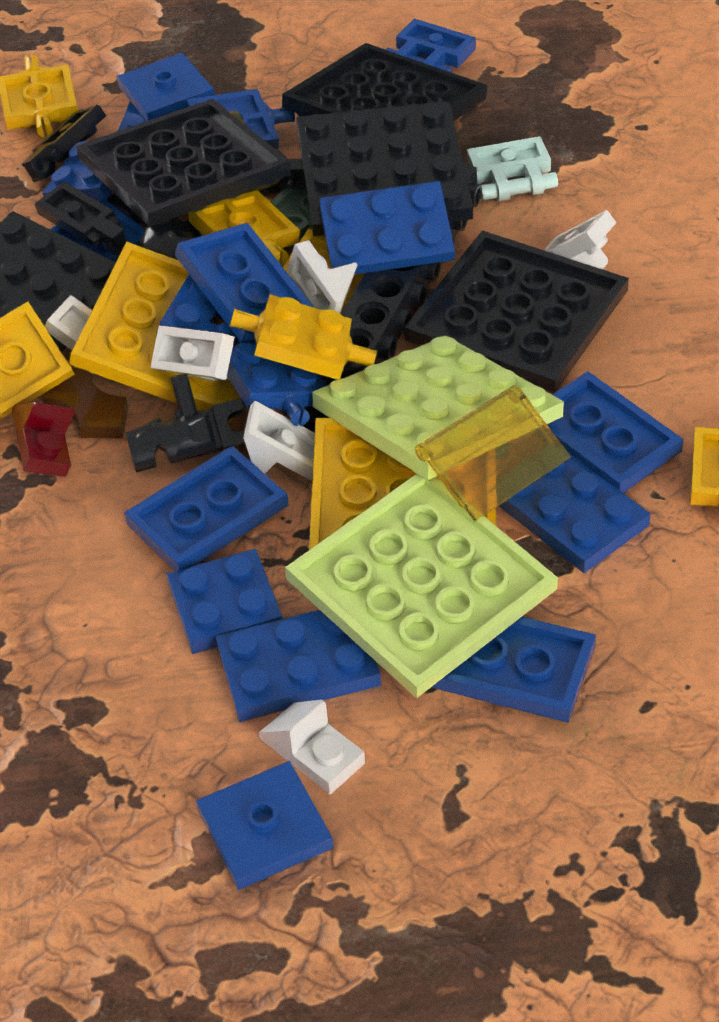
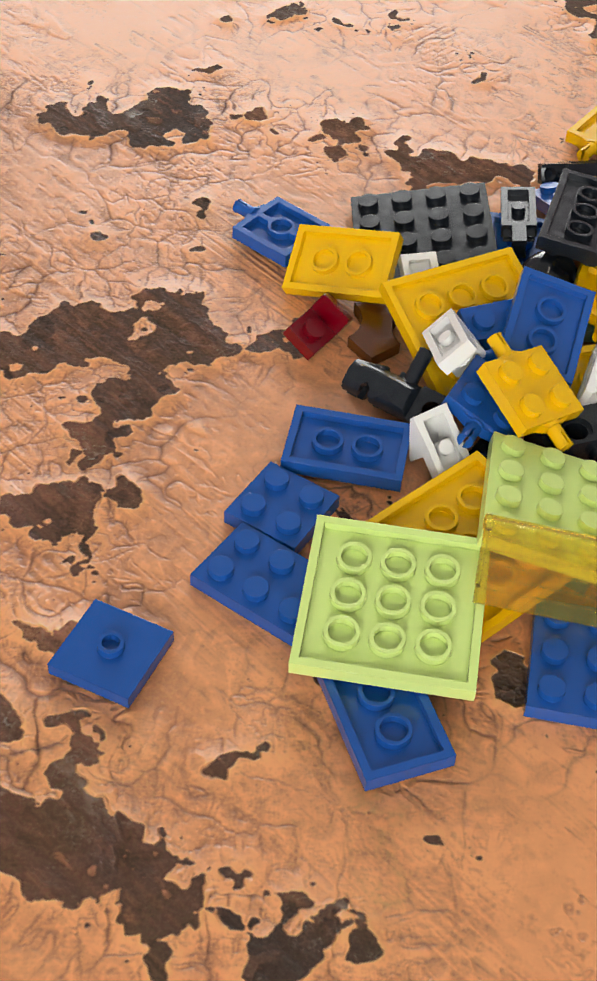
camera: 45 degrees right, 0 degrees up
(312, 745) = (201, 640): white slope -> none

